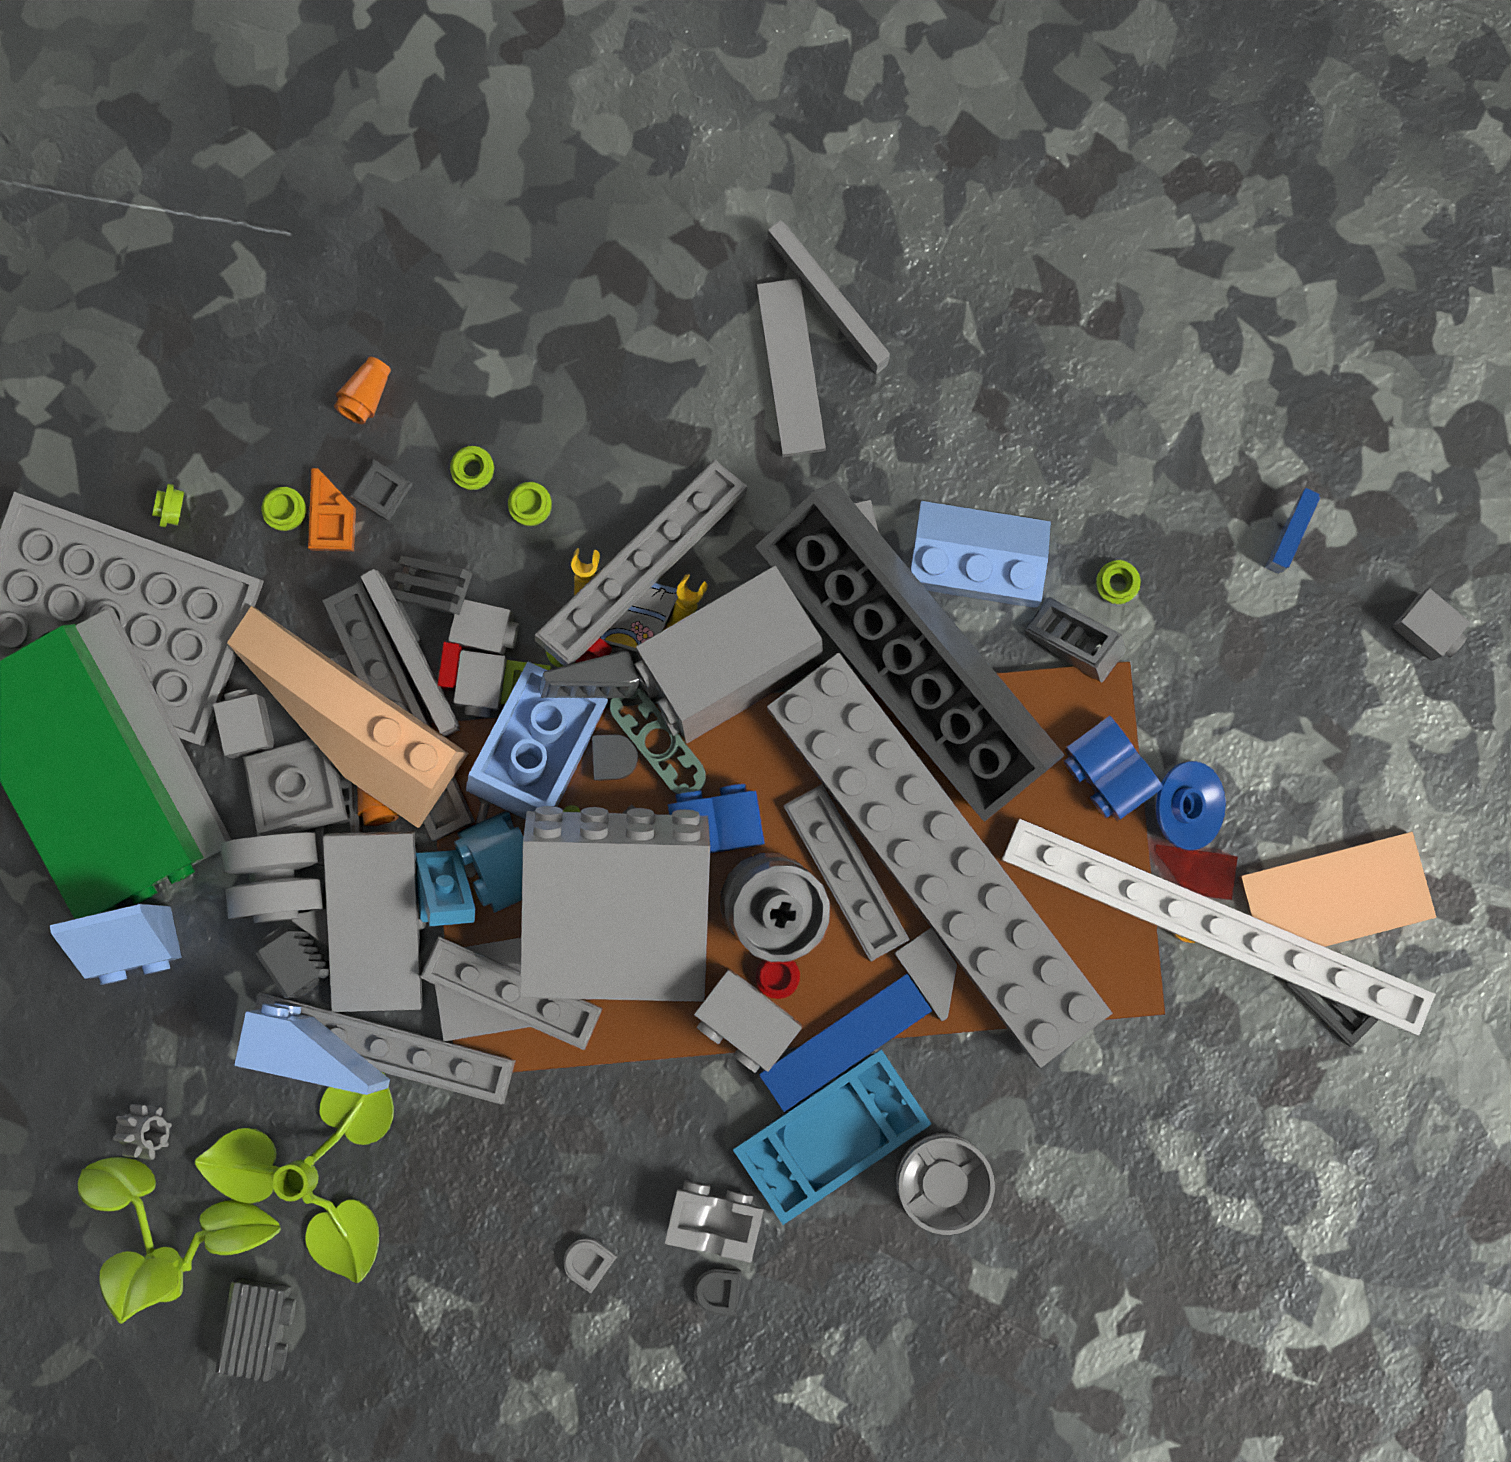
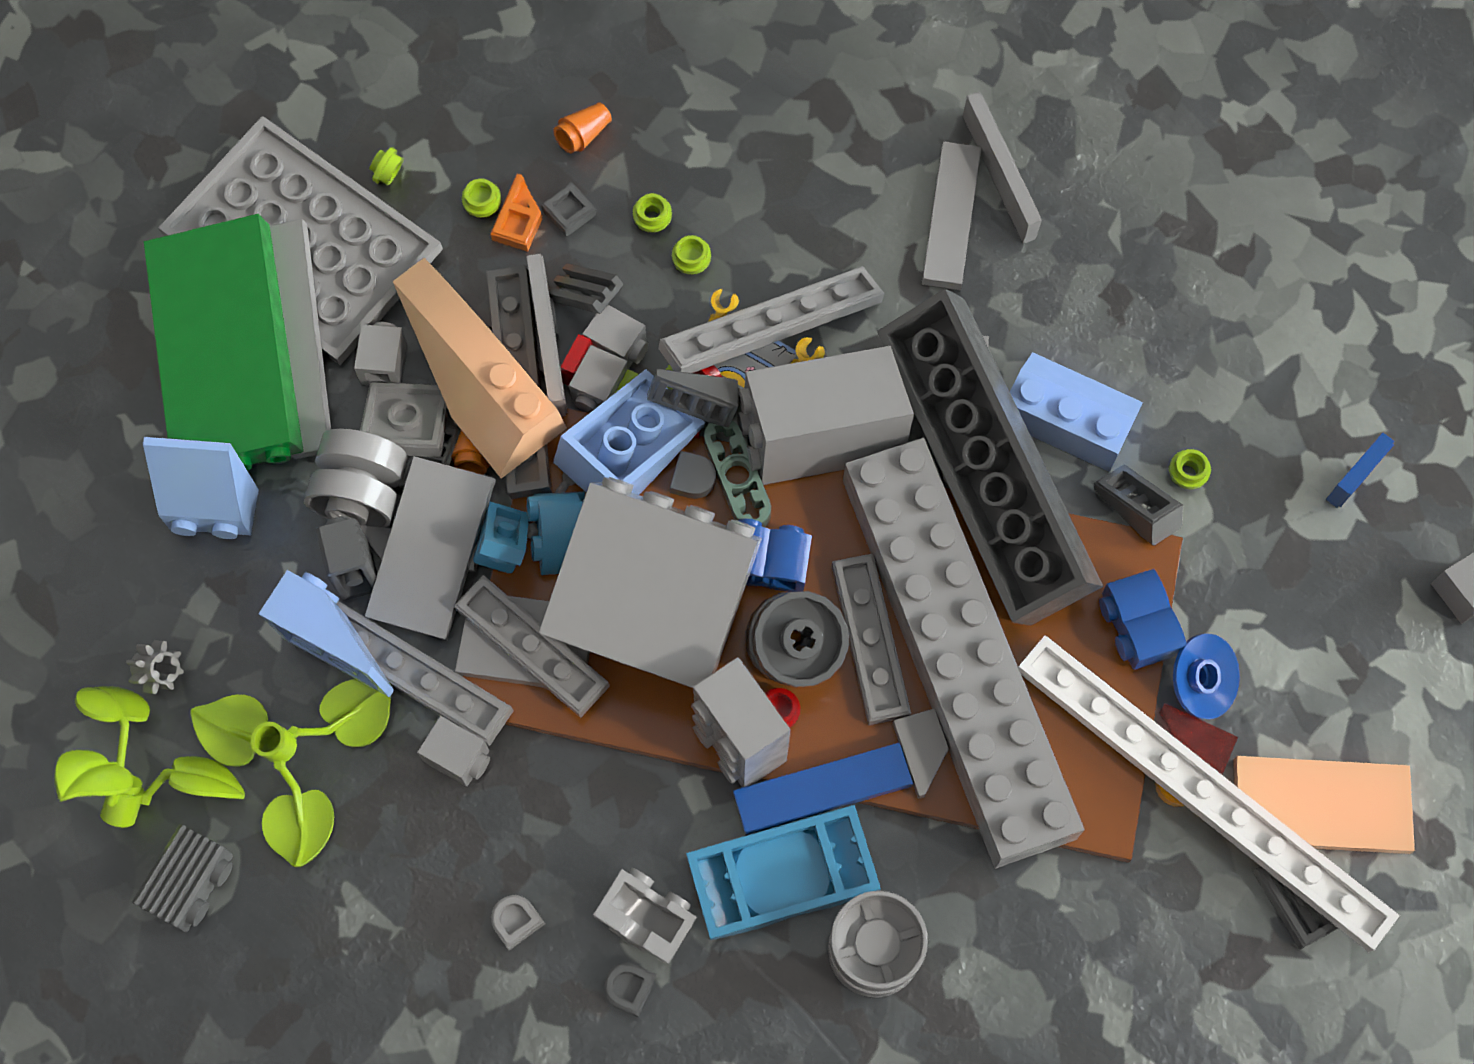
camera: 10 degrees right, 15 degrees down
(472, 1121) = (455, 752): none -> light grey brick

